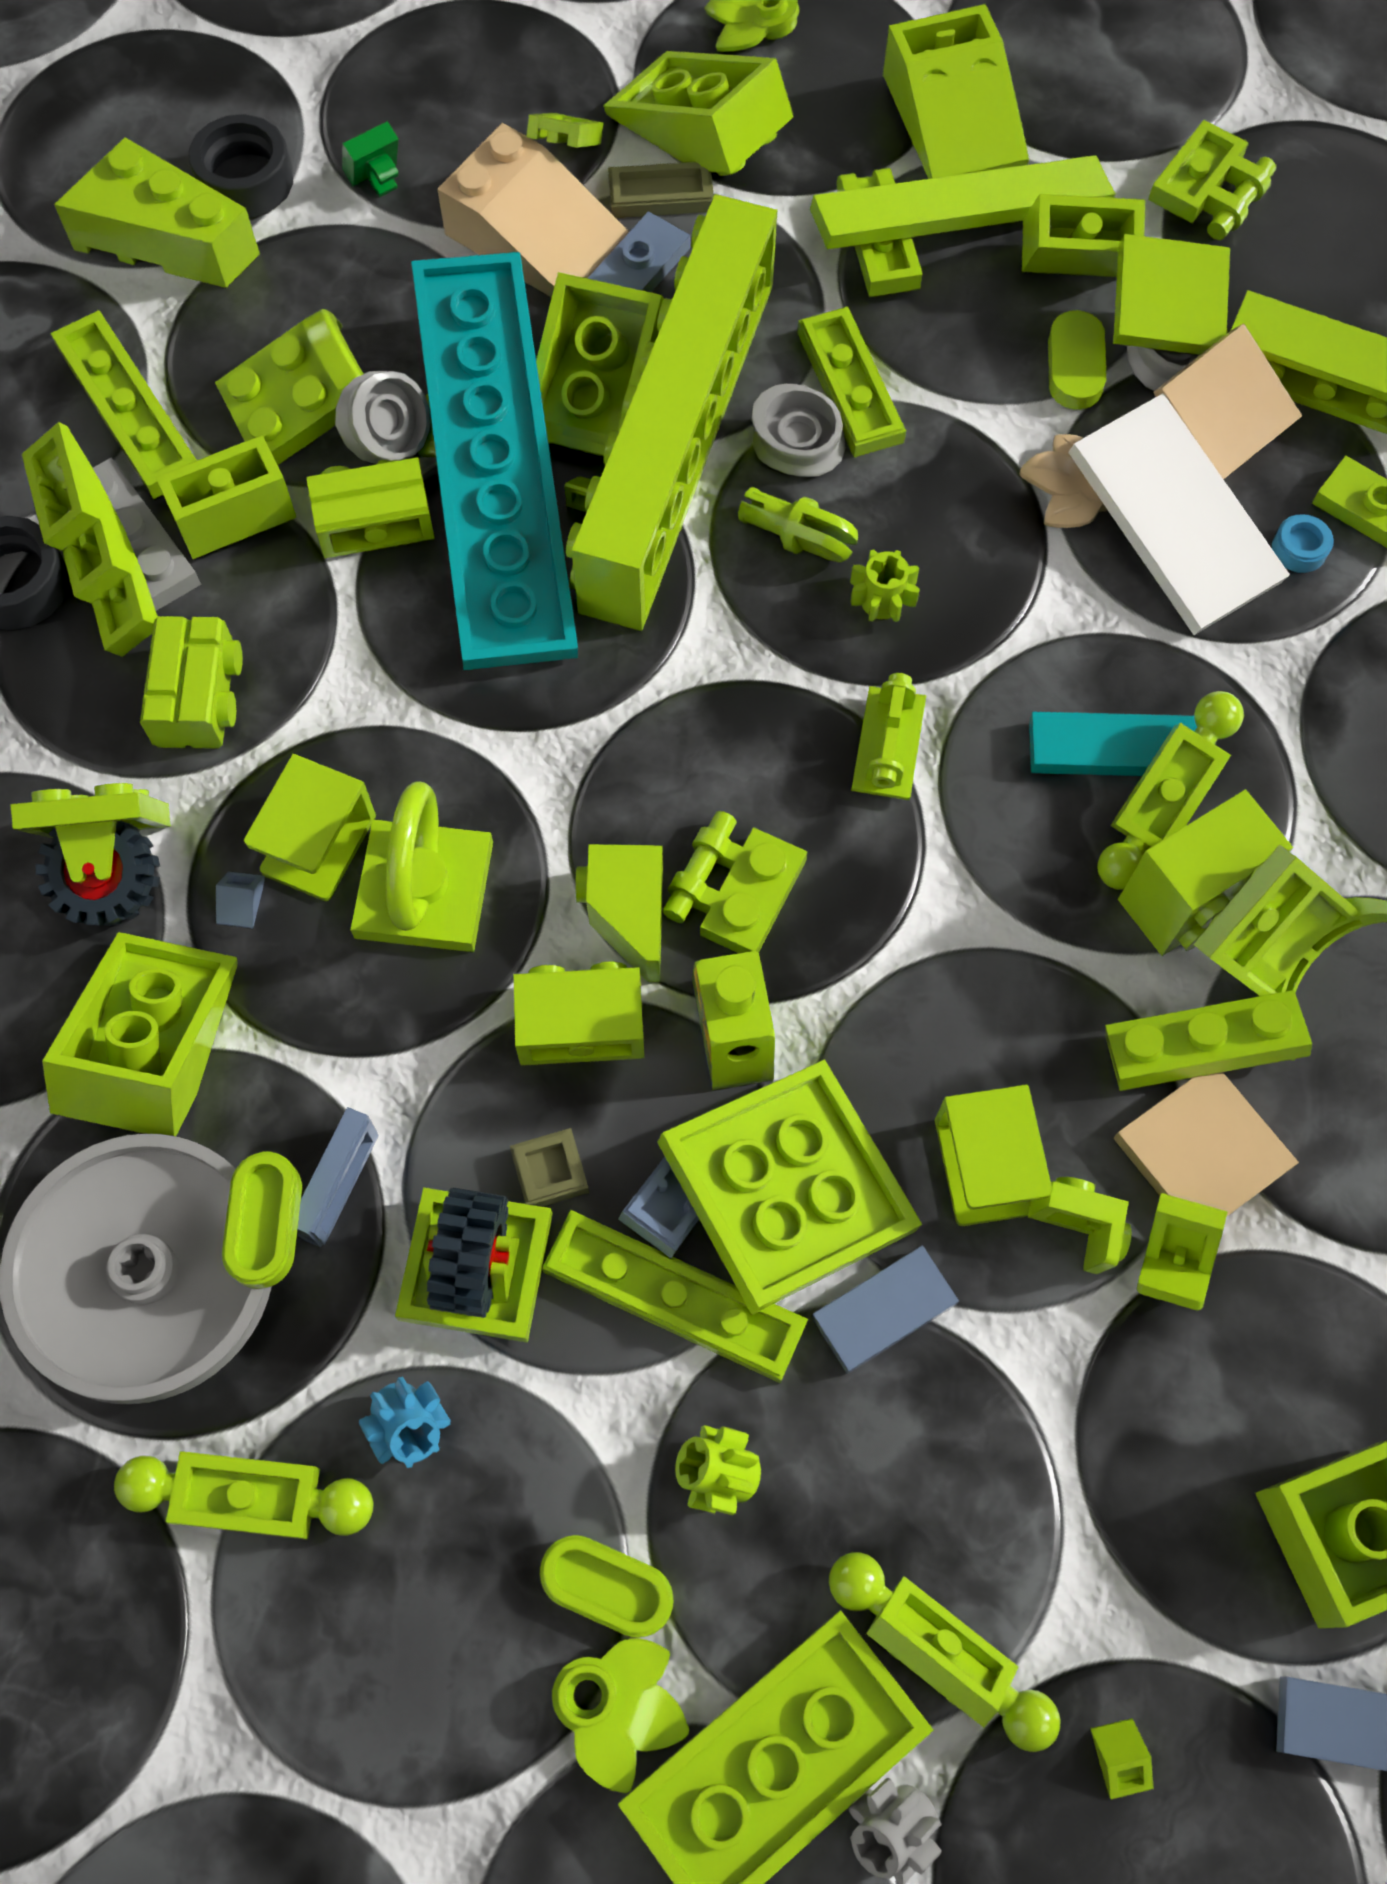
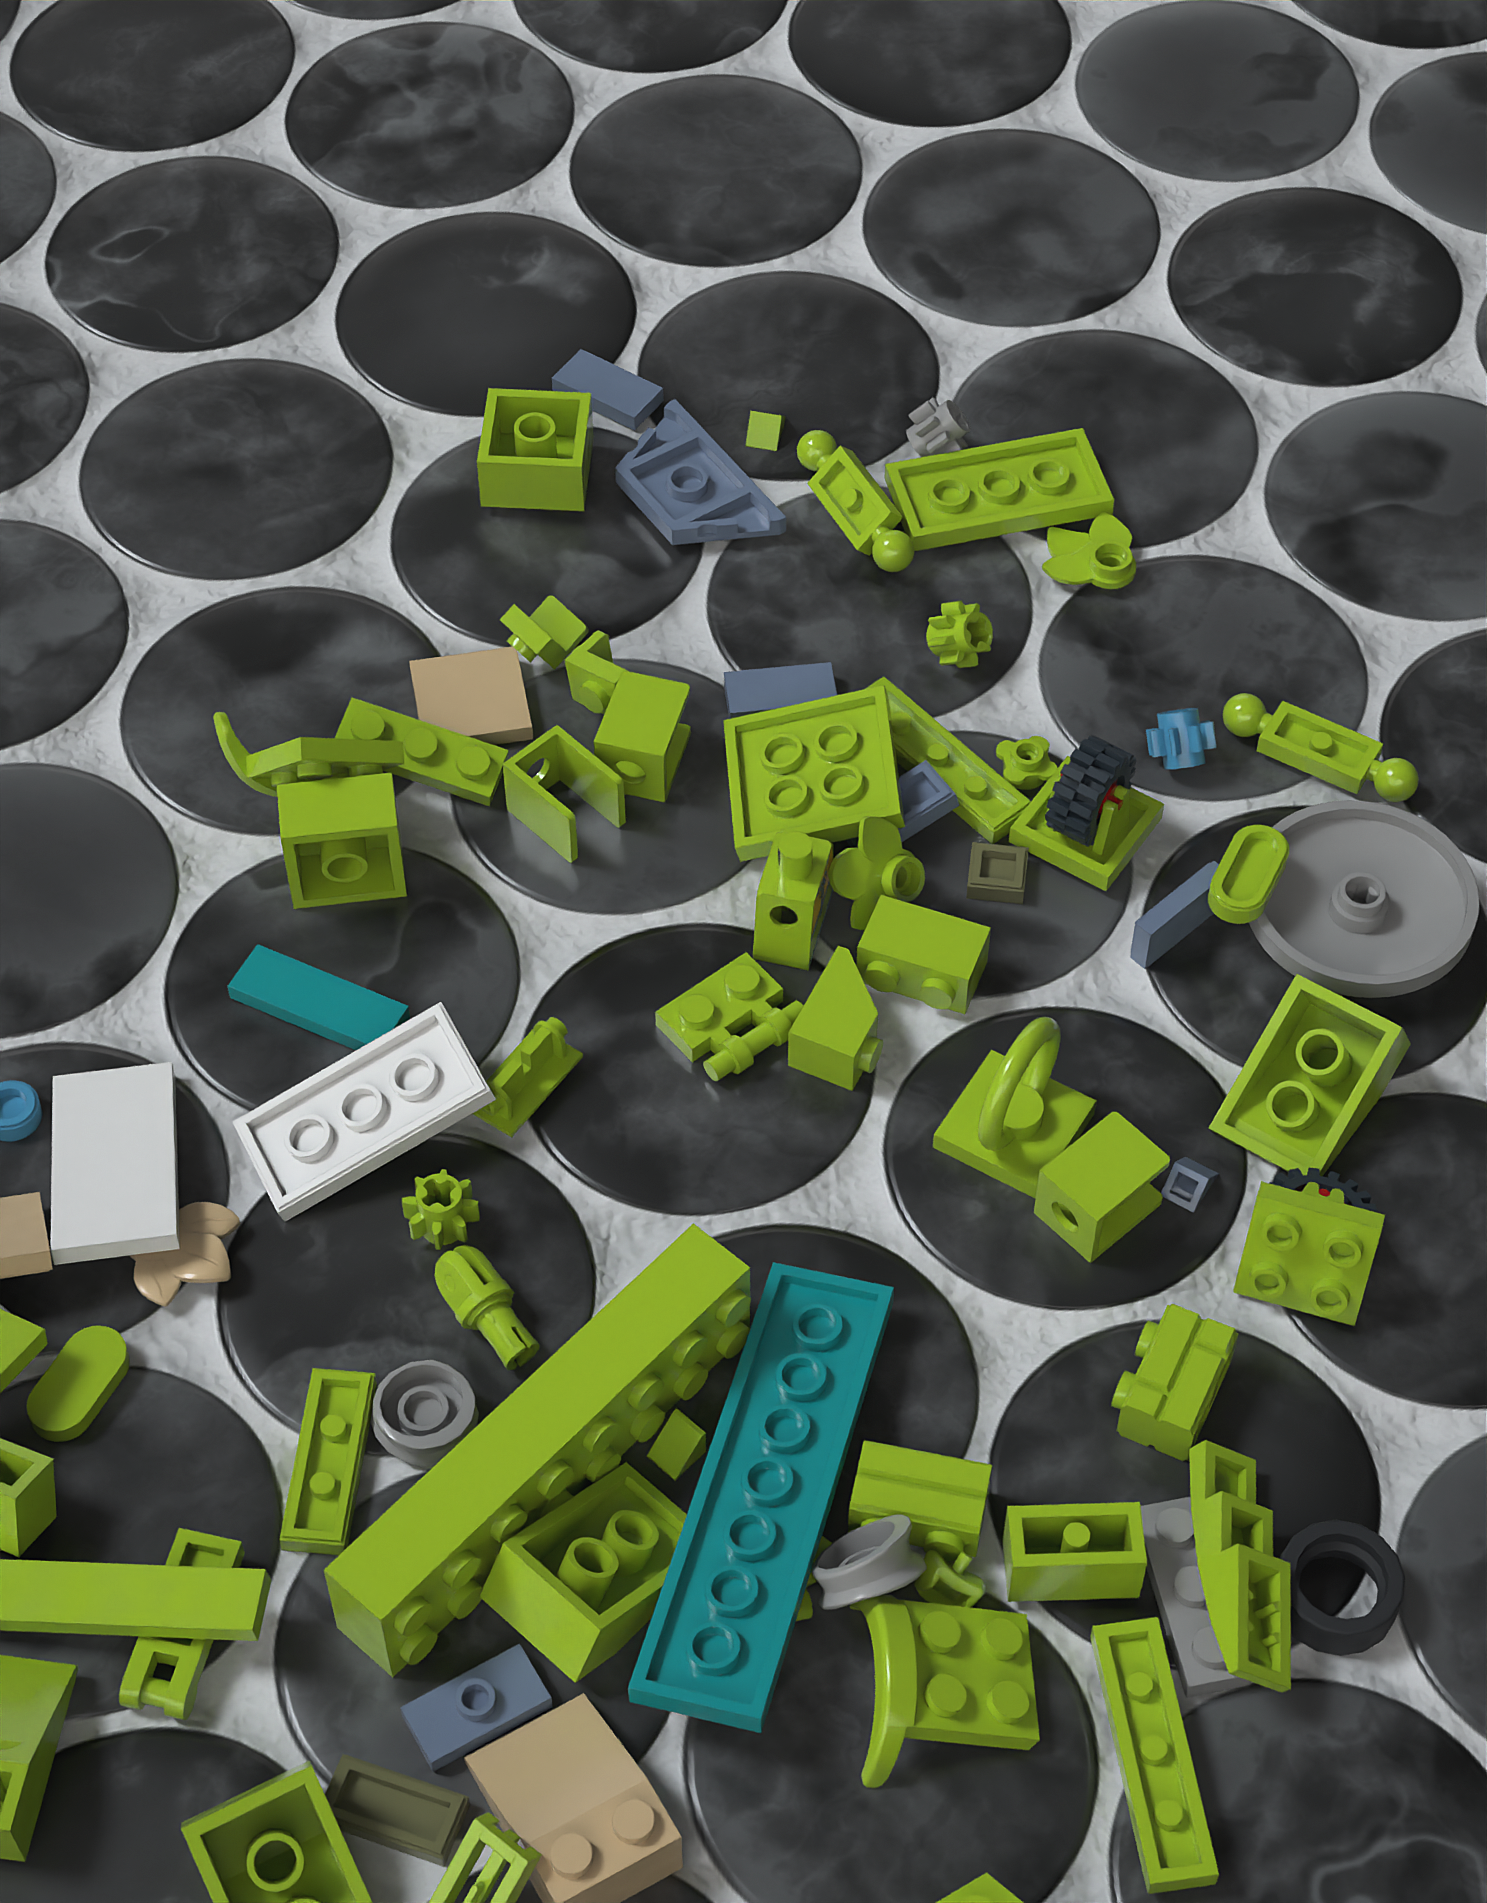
camera: 155 degrees left, 15 degrees down
(320, 457) = (949, 1582): none -> lime piece
(572, 1346) = (1026, 762): none -> lime plate
(606, 1586) = (1070, 618): lime tile -> none
(663, 1079) = (875, 869): none -> lime plate
(1001, 637) = (363, 1111): none -> white tile
(1043, 1015) = (579, 770): none -> lime piece
(1157, 1592) = (693, 485): none -> sand blue wing
(1171, 786) = (310, 930): lime plate -> none

